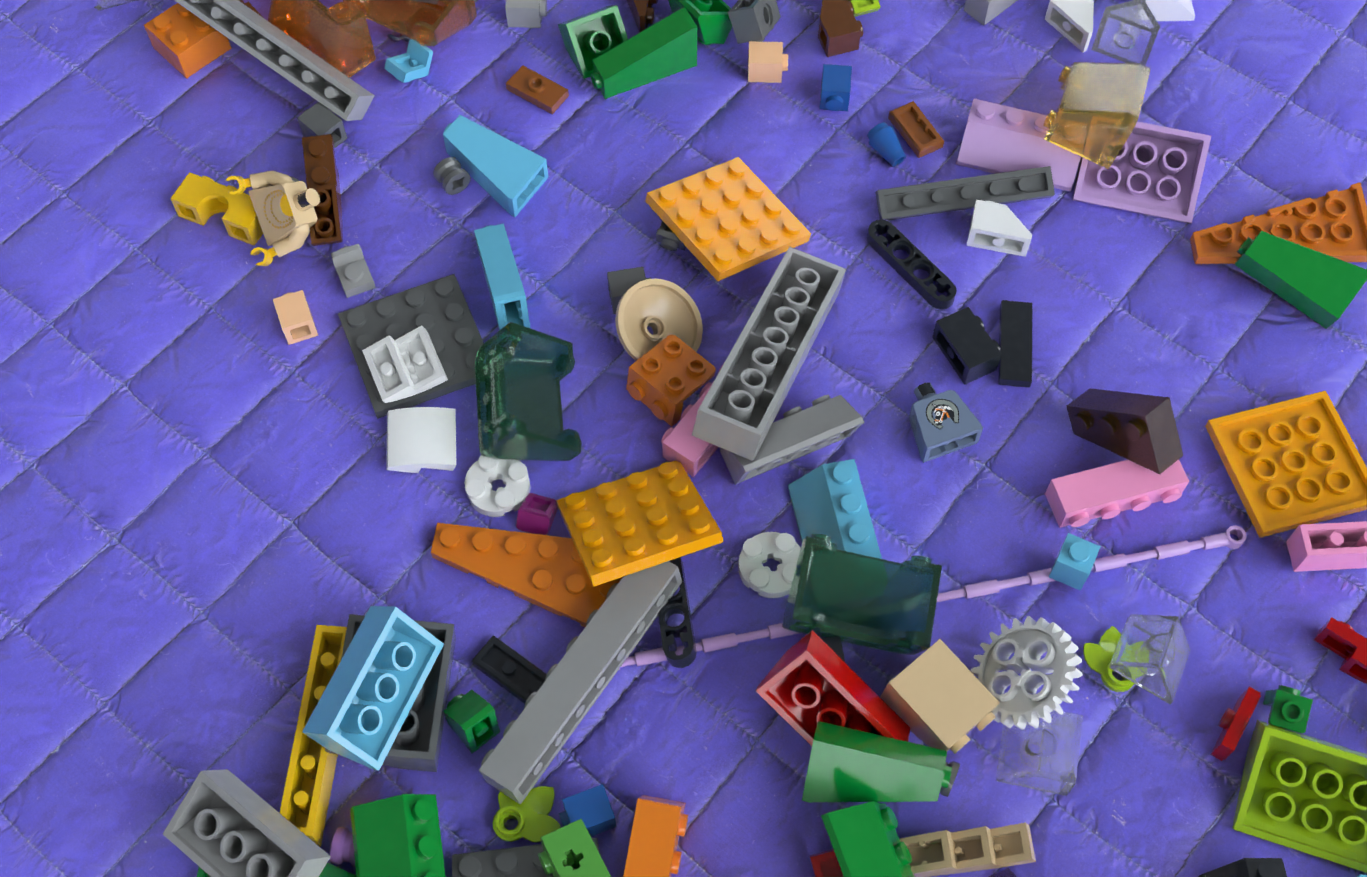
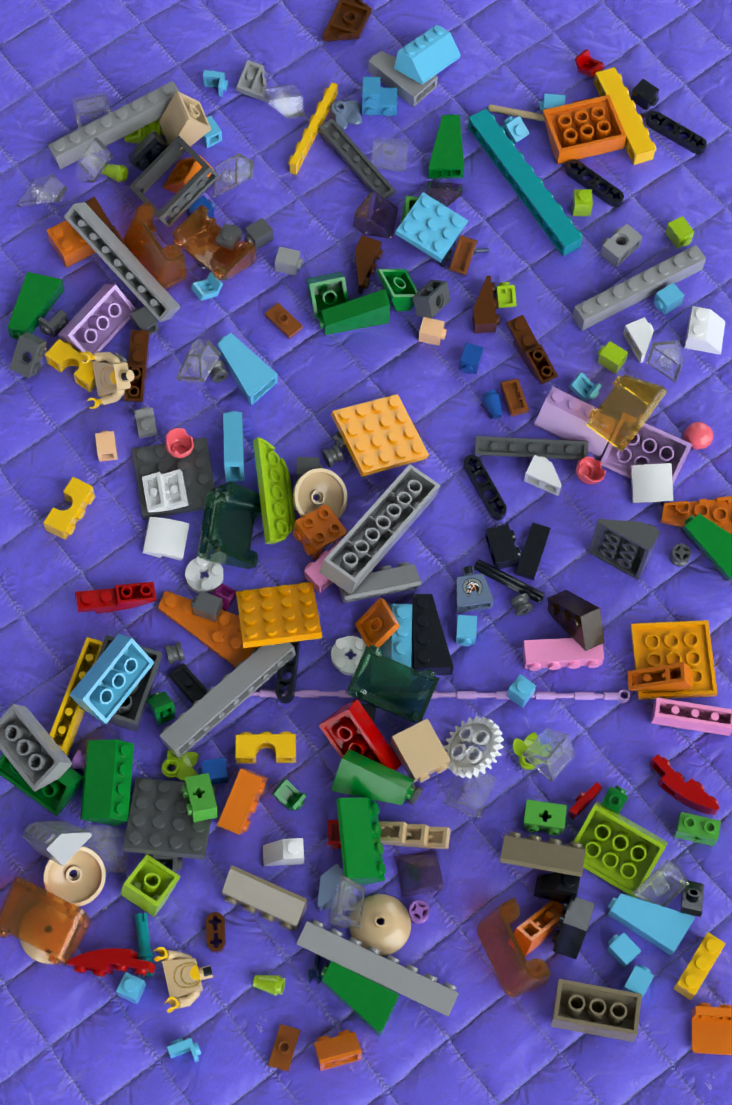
camera: 10 degrees right, 5 degrees up
(132, 214) = (21, 362): none -> dark grey brick
(141, 134) = (34, 301): none -> green slope
(181, 156) = (55, 325): none -> dark grey bracket
(245, 447) = (63, 522): none -> yellow arch
(249, 135) = (98, 320): none -> lavender slope
(355, 554) = (115, 599): none -> red slope
(412, 286) = (179, 443): none -> coral hair
(418, 163) = (198, 362): none -> clear slope
(475, 621) = (174, 653): none -> dark grey wheel
(514, 531) = (207, 606): none -> dark grey brick
(583, 332) = (274, 492): none -> lime plate
(661, 262) = (332, 455): none -> dark grey wheel
(697, 740) = (250, 744): none -> yellow arch
(731, 828) = (289, 795): none -> green bracket
(806, 502) = (377, 624): none -> orange plate
(897, 511) = (429, 642): none -> black wedge
(923, 66) = (530, 351): none -> reddish brown slope
(950, 484) = (466, 630): none -> medium azure brick
(994, 395) = (508, 580): none -> black axle
(1015, 95) = (584, 387): none -> medium azure bracket
(1026, 426) = (521, 604): none -> dark grey wheel
(1042, 48) = (612, 357): none -> lime brick
(1065, 209) = (590, 471): none -> coral hair
(1165, 207) = (652, 483): none -> white slope
(1168, 296) = (624, 544): none -> dark grey slope
(1194, 757) = (554, 814): none -> bright green brick
(1205, 834) = (543, 854): none -> dark tan slope
(1209, 123) = (699, 435): none -> coral hair
(1250, 301) = (684, 553): none -> dark grey wheel
(1291, 493) = (661, 678): none -> orange slope

